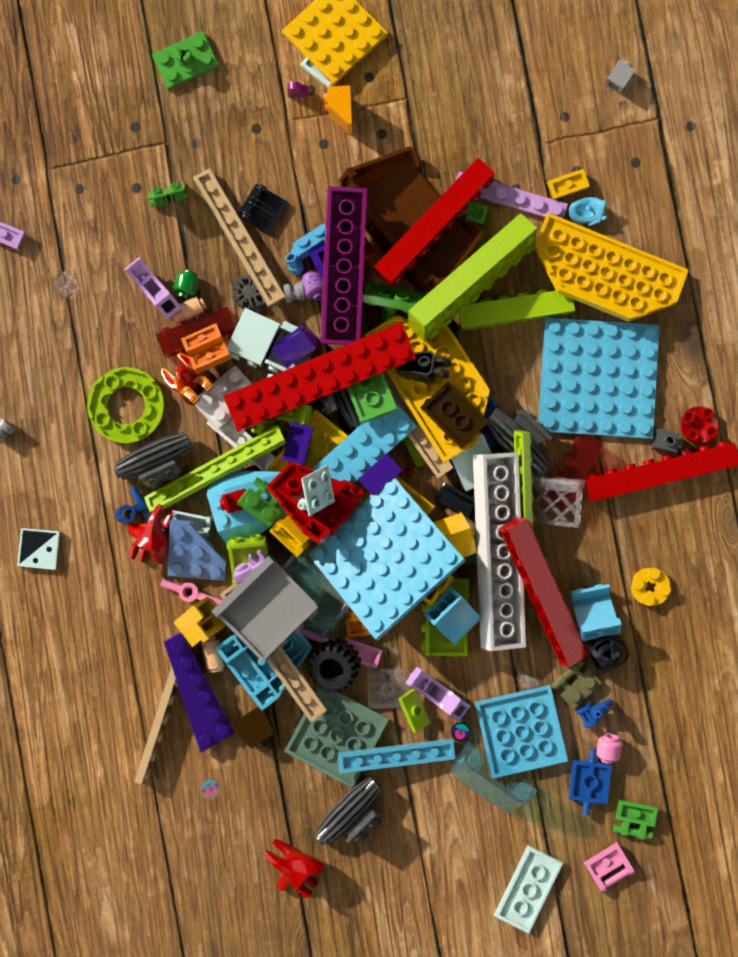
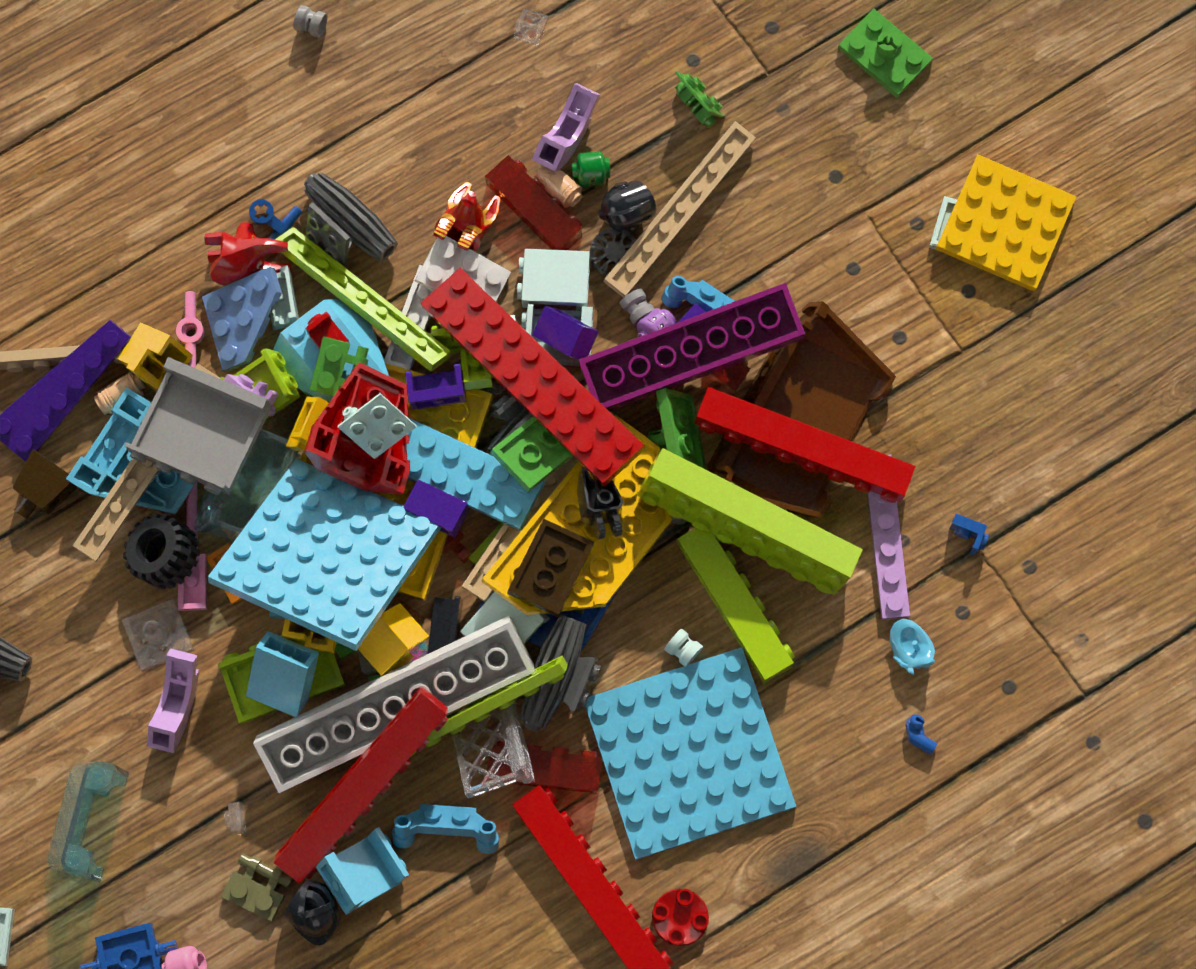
camera: 70 degrees right, 10 degrees down
(38, 548) = (176, 126): tile -> none
(98, 405) = (393, 123): lime plate -> none
(206, 348) = (513, 222): orange slope -> none
(223, 270) = (627, 206): none -> black helmet
(262, 208) = (732, 225): black hinge -> none
(297, 89) = (908, 205): magenta tile -> none
(338, 103) = (909, 266): light orange slope -> none
(341, 728) = (68, 597): sand green plate -> none
(396, 756) = (70, 681): medium azure plate -> none
(414, 710) = (139, 681): lime plate -> none
(460, 731) = (134, 756): tile -> none
(476, 213) = (844, 500): bright green plate -> none
(521, 731) = (164, 837): medium azure plate -> none
(526, 144) = (969, 528): none -> blue bracket
(531, 354) = (688, 652): none -> light aqua wheel
(568, 184) = (937, 606): yellow plate -> none
(582, 548) = (446, 821): none -> dark azure plate
(592, 714) = (222, 923): blue piece -> none
(606, 271) = (837, 702): yellow plate -> none
(620, 76) = (1116, 617): light grey brick -> none
(644, 232) = (916, 734): none -> blue arm
(661, 589) = (412, 937): yellow plate -> none
(666, 441) = (638, 879): dark grey brick -> none

